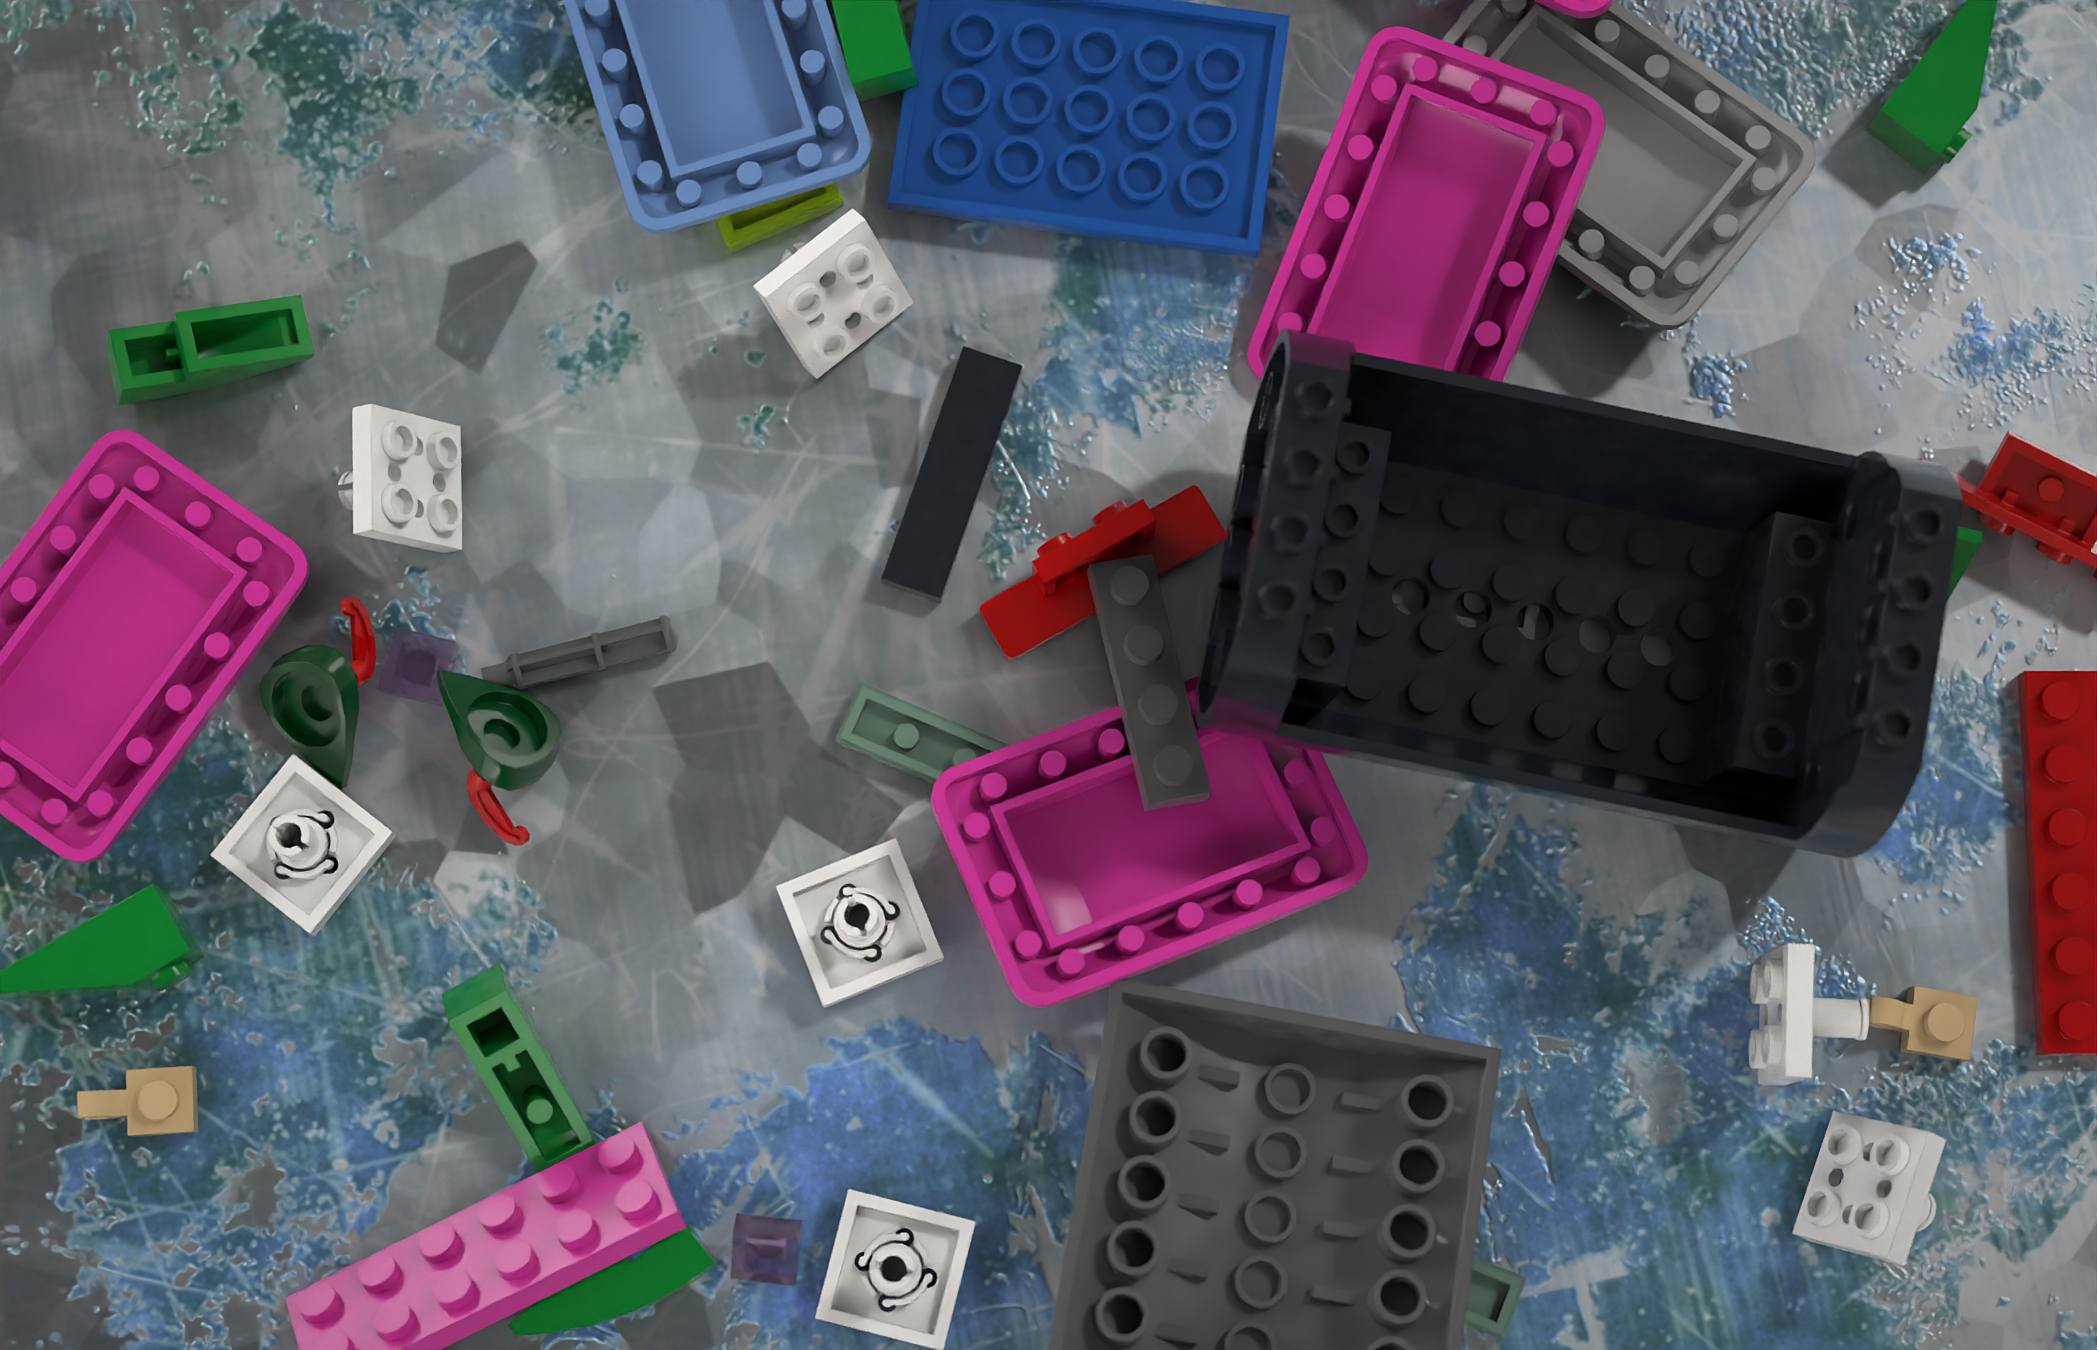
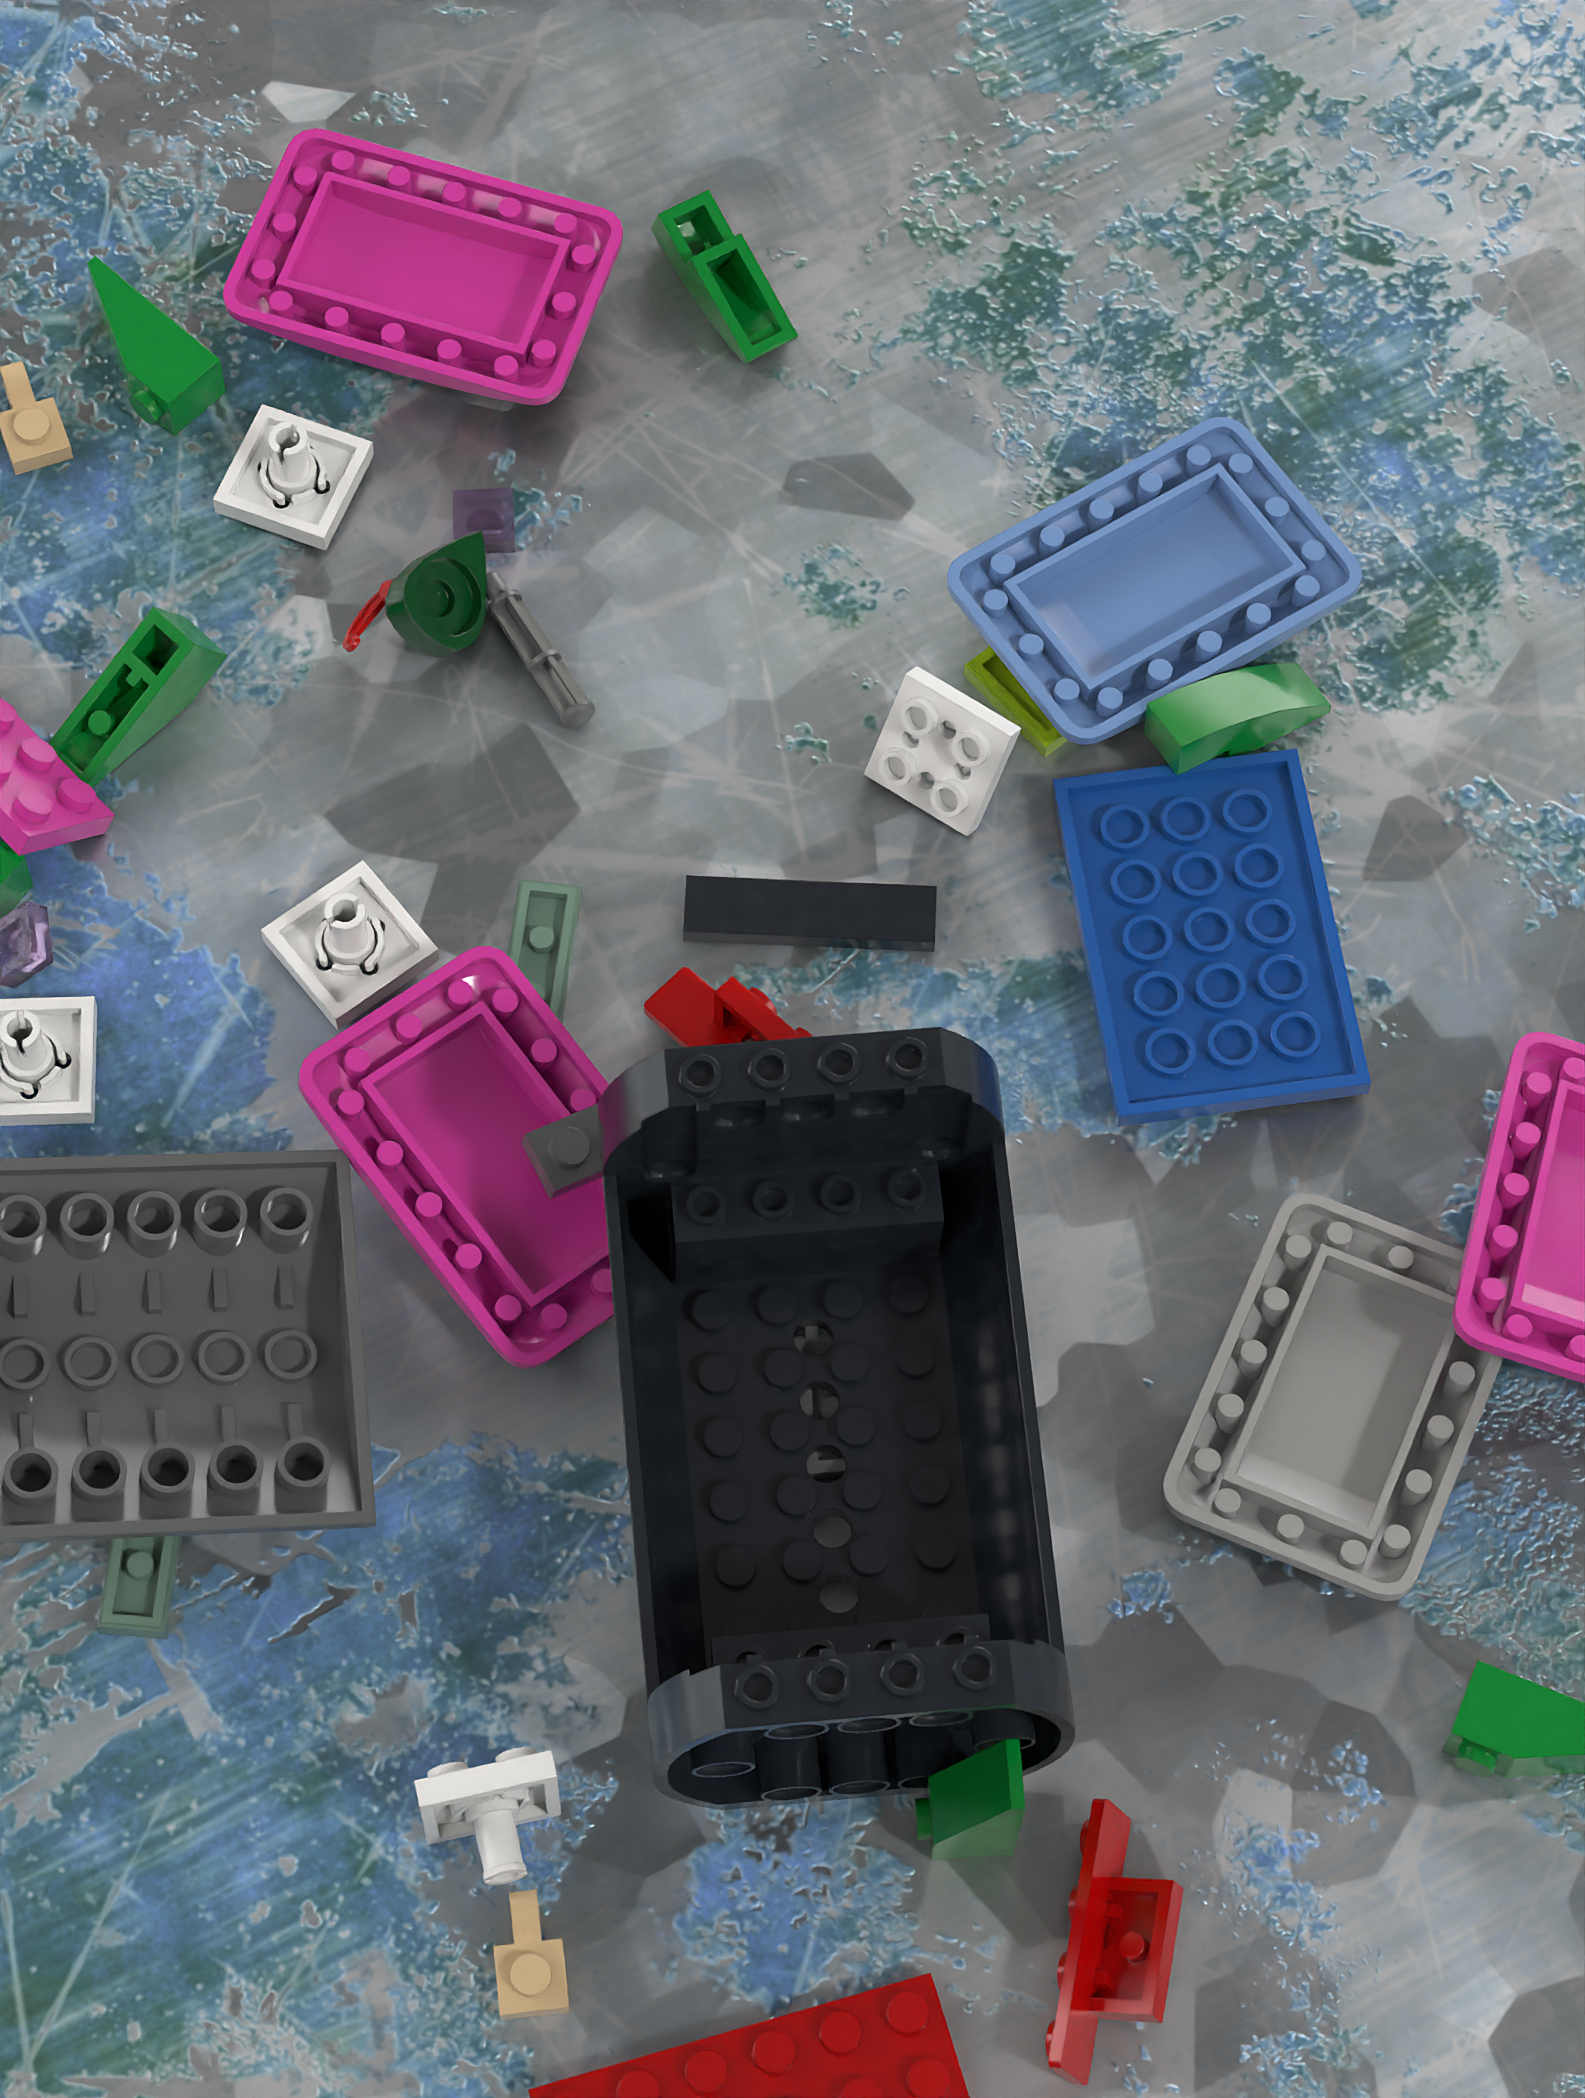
camera: 75 degrees right, 15 degrees down
(316, 696) = (433, 445): dark green piece -> none
(394, 477) = (652, 453): white plate -> none
(1435, 209) = (1193, 1246): dark pink wedge -> none
(1882, 1188) = (333, 1933): white plate -> none

